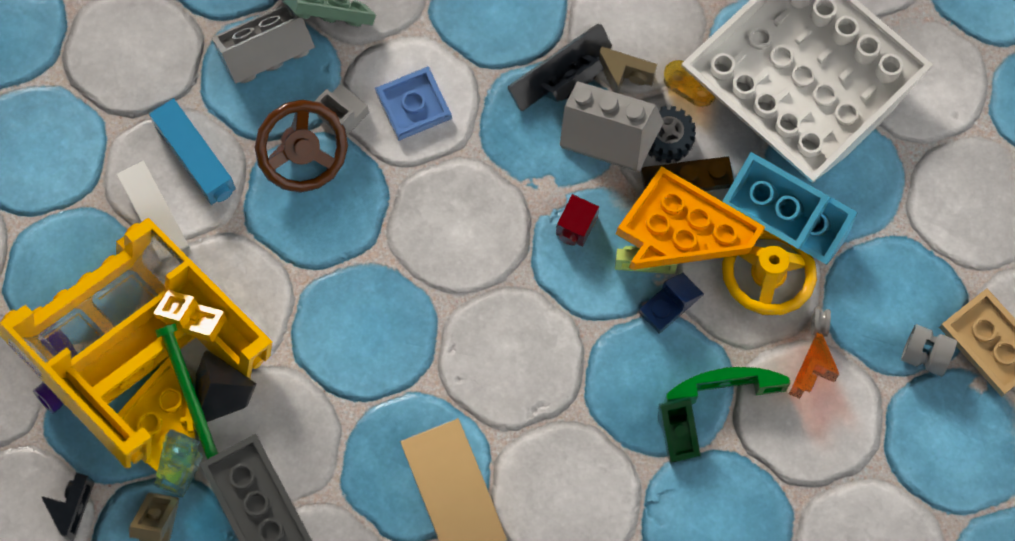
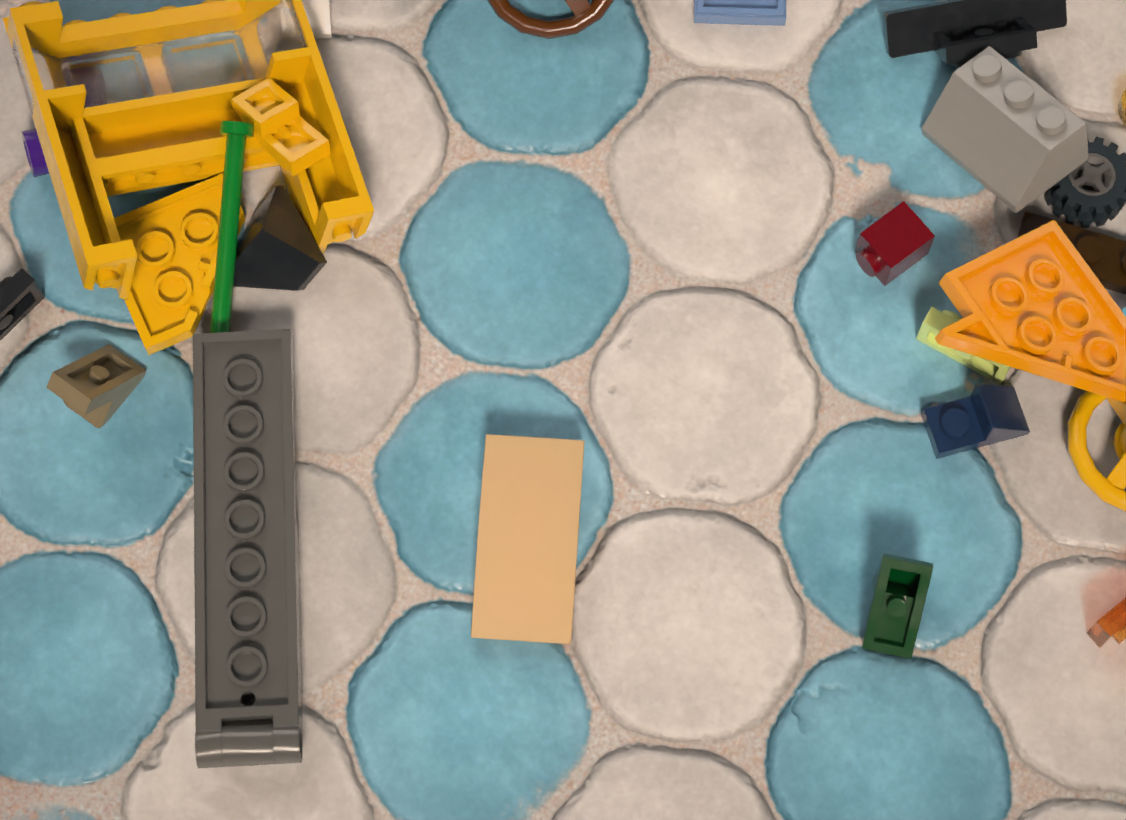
camera: 25 degrees right, 0 degrees up
(178, 463) = (164, 318): clear light blue slope -> none
(621, 66) = (1065, 55): dark tan slope -> none
(764, 382) = (1059, 595): green slope -> none

